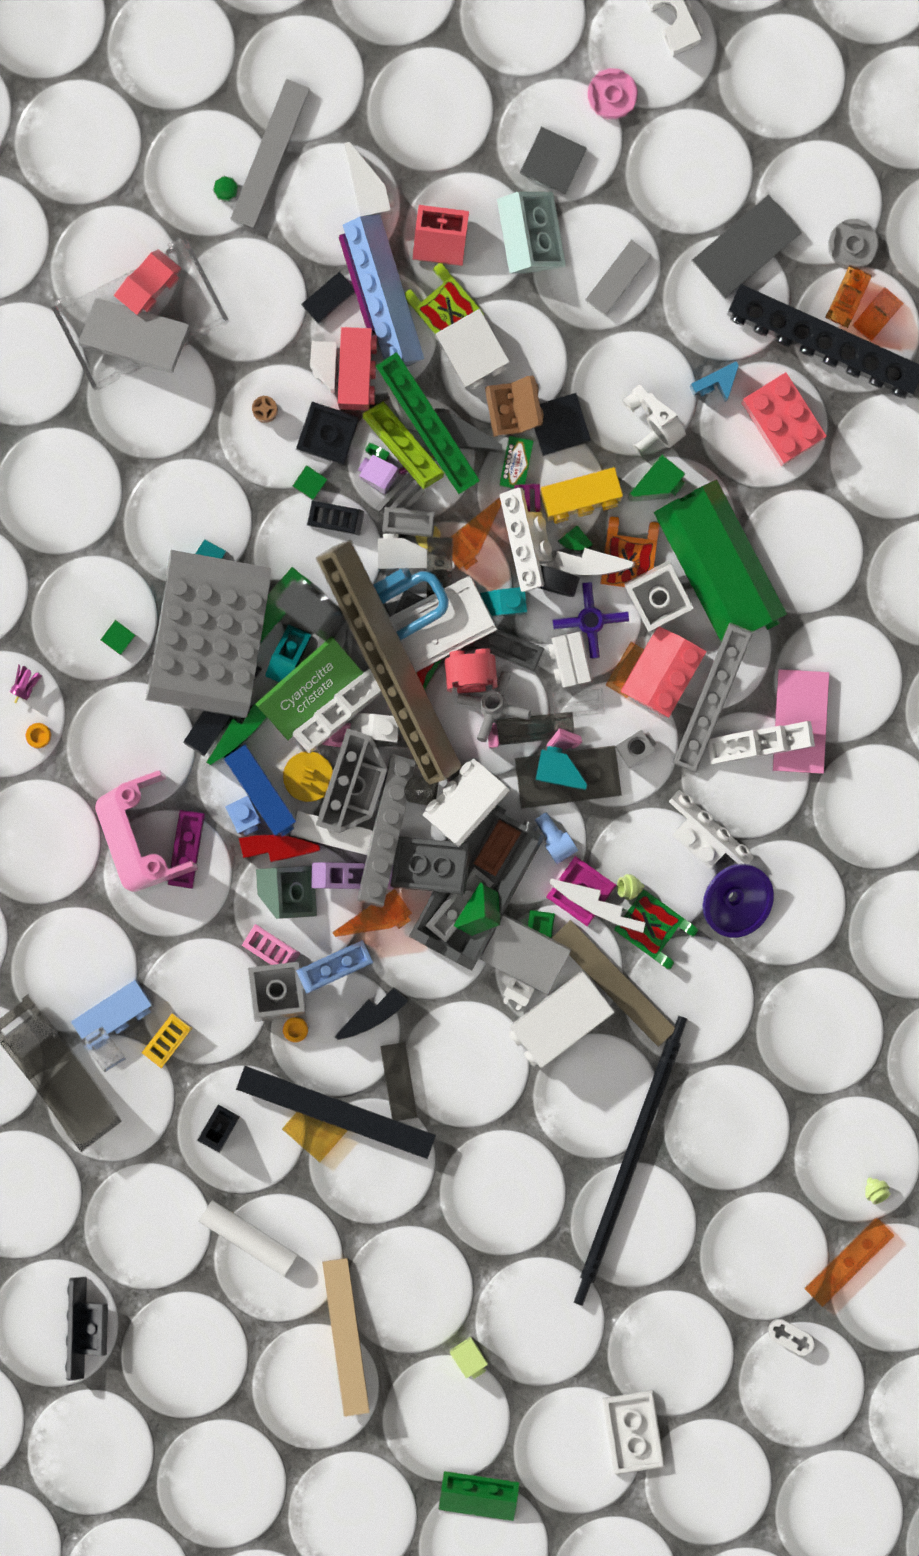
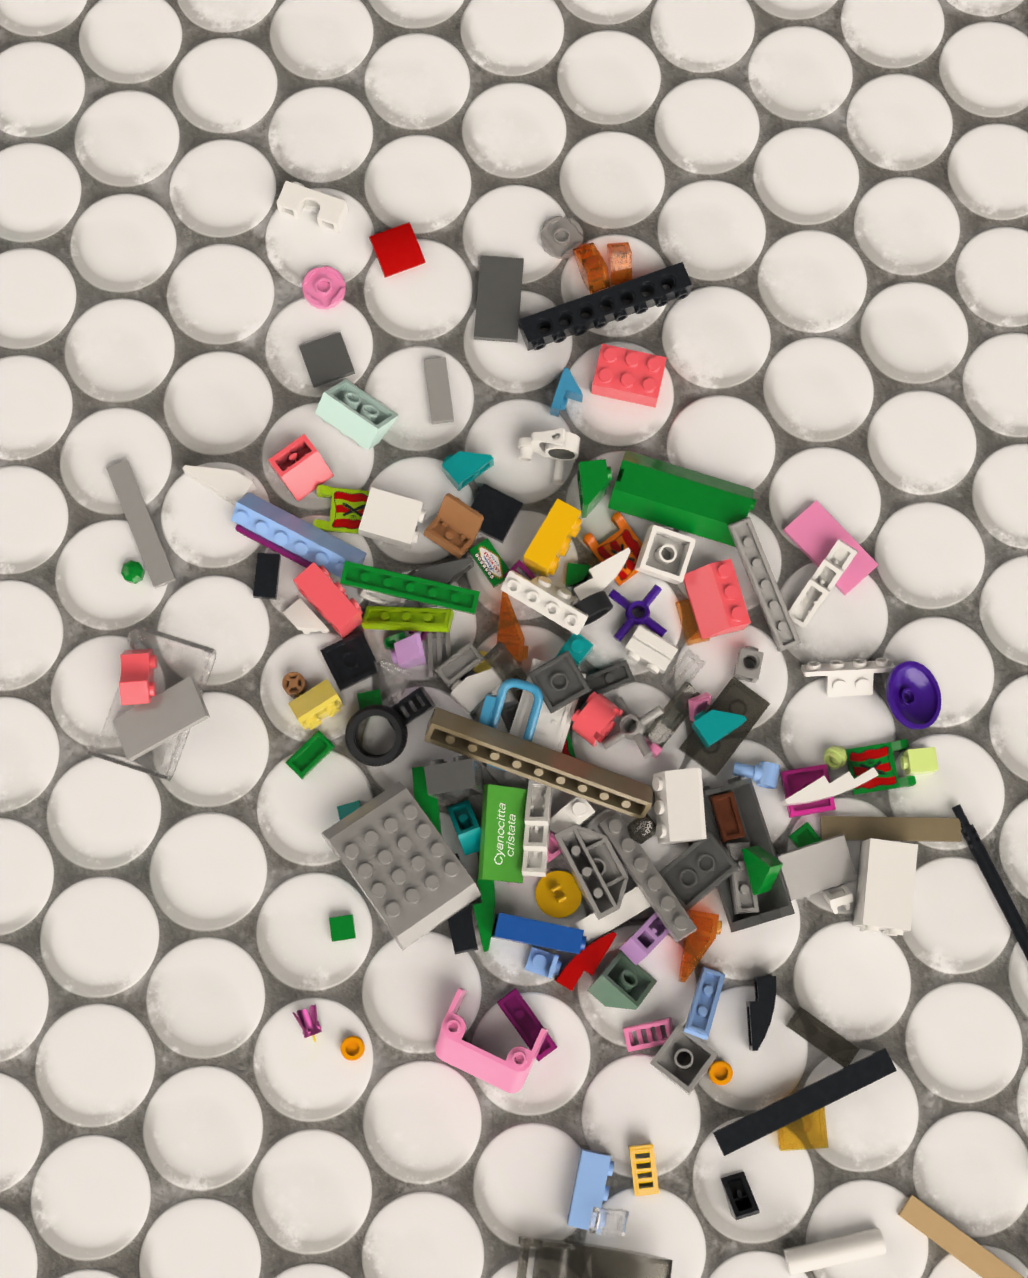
camera: 45 degrees left, 10 degrees down
(223, 477) = (310, 755): none -> green tile
(262, 514) = (356, 749): none -> black tyre
(265, 442) = (316, 705): none -> light yellow slope
(344, 483) = (393, 680): none -> clear slope
(470, 614) = (560, 681): none -> dark grey tile
(573, 365) = (465, 467): none -> teal slope
(690, 955) = (919, 761): none -> yellowish green brick
(704, 121) = (397, 249): none -> red slope

